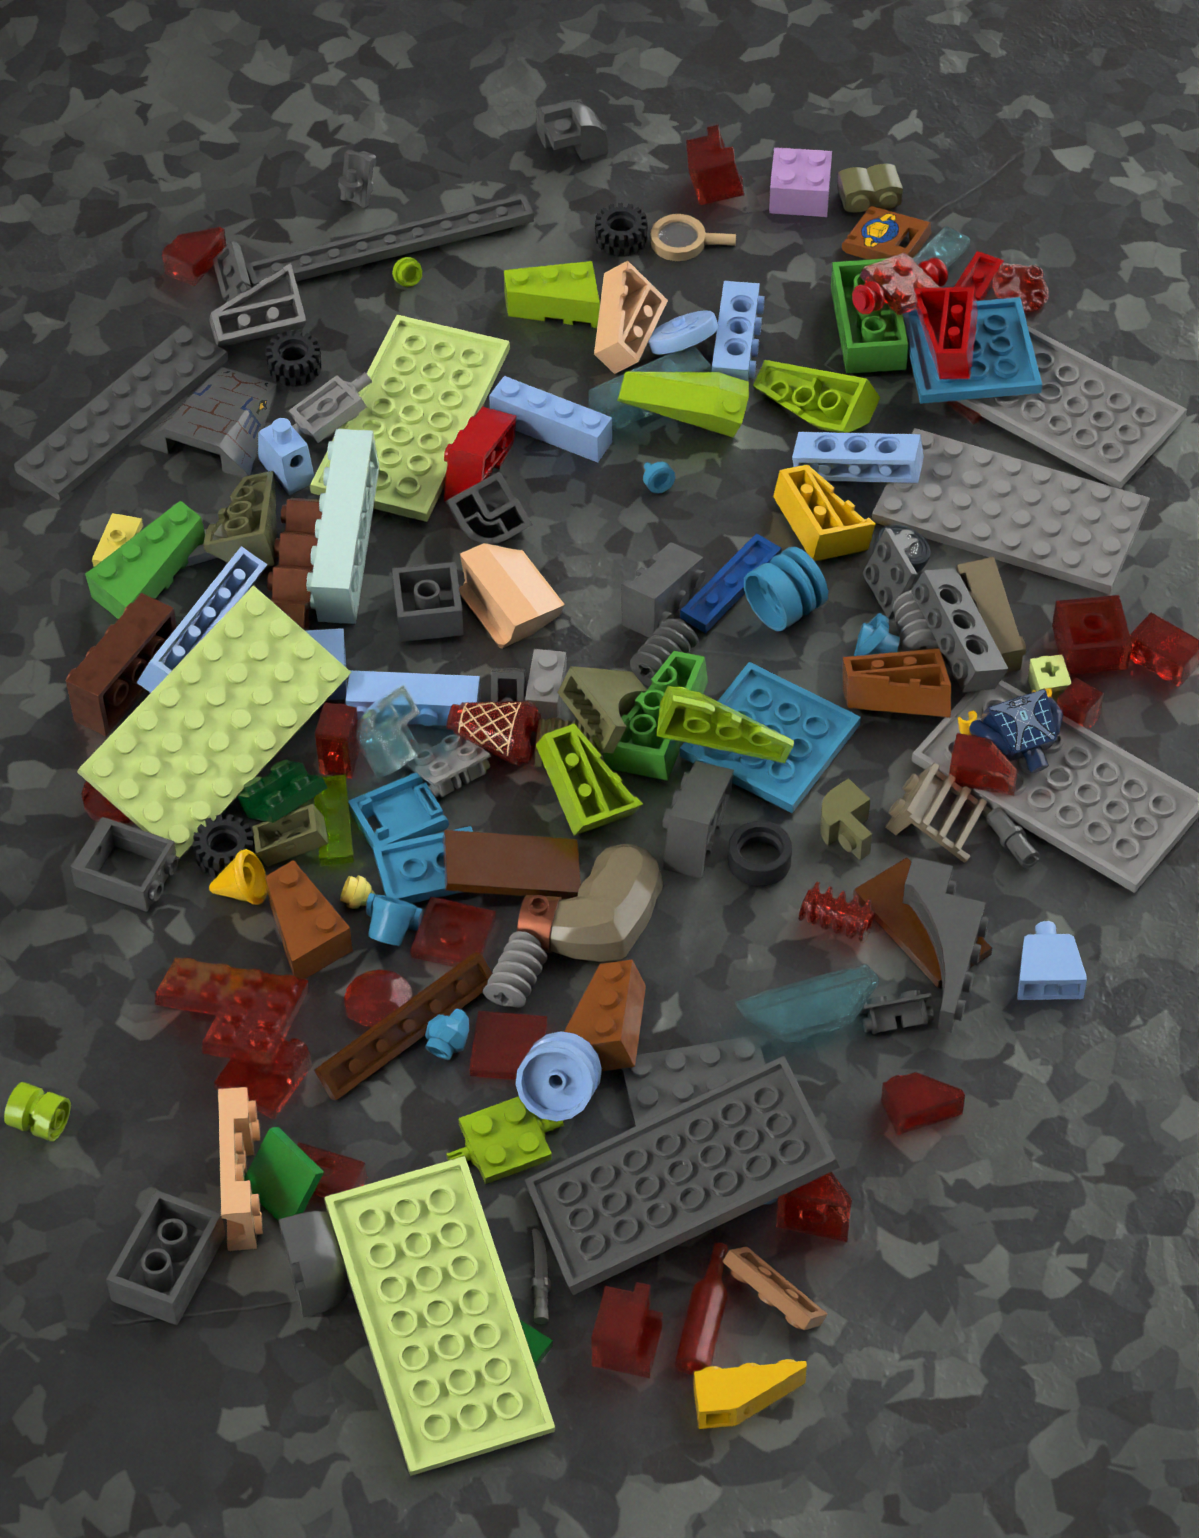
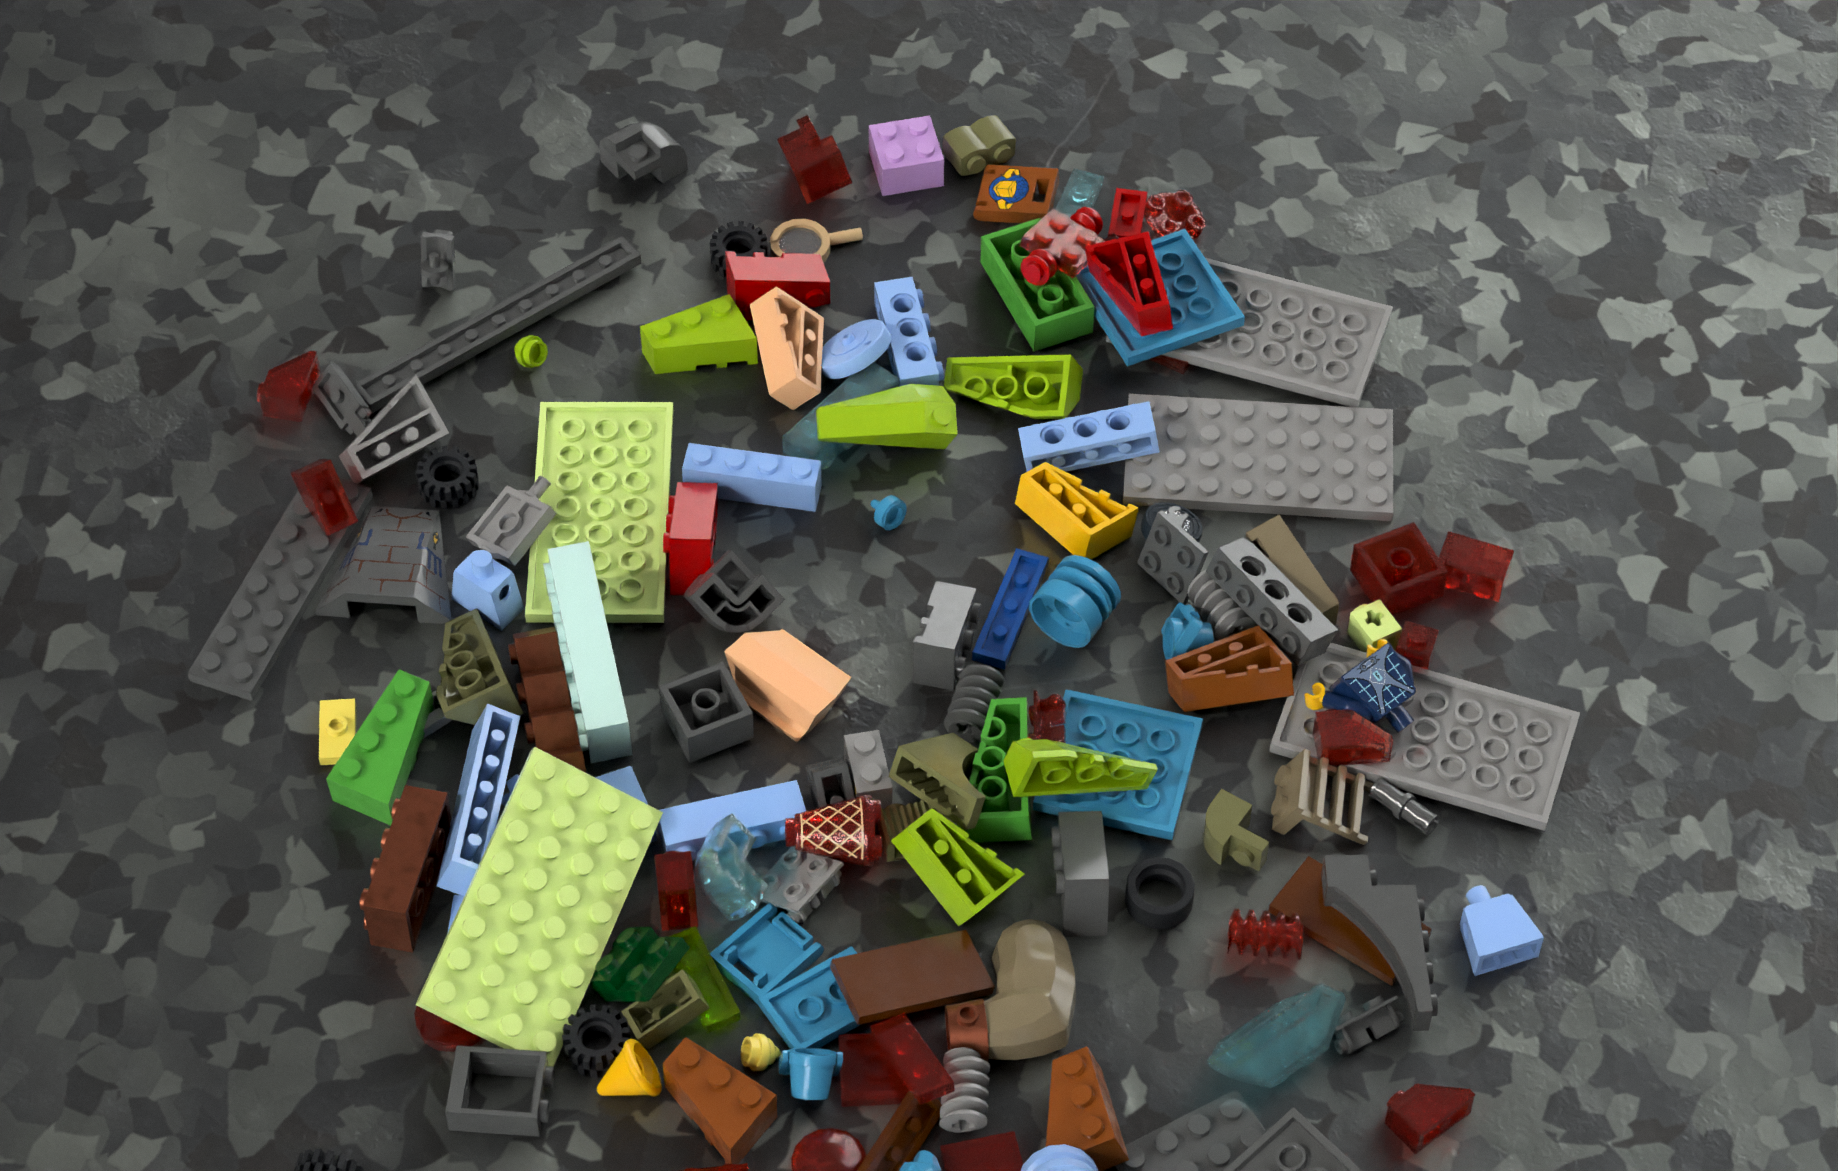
camera: 20 degrees left, 0 degrees up
(180, 347) = (324, 496): none -> clear red slope
(480, 930) = (912, 1058): none -> clear red tile
(656, 259) = (794, 273): none -> wedge
(720, 679) = (1046, 714): none -> clear red hinge

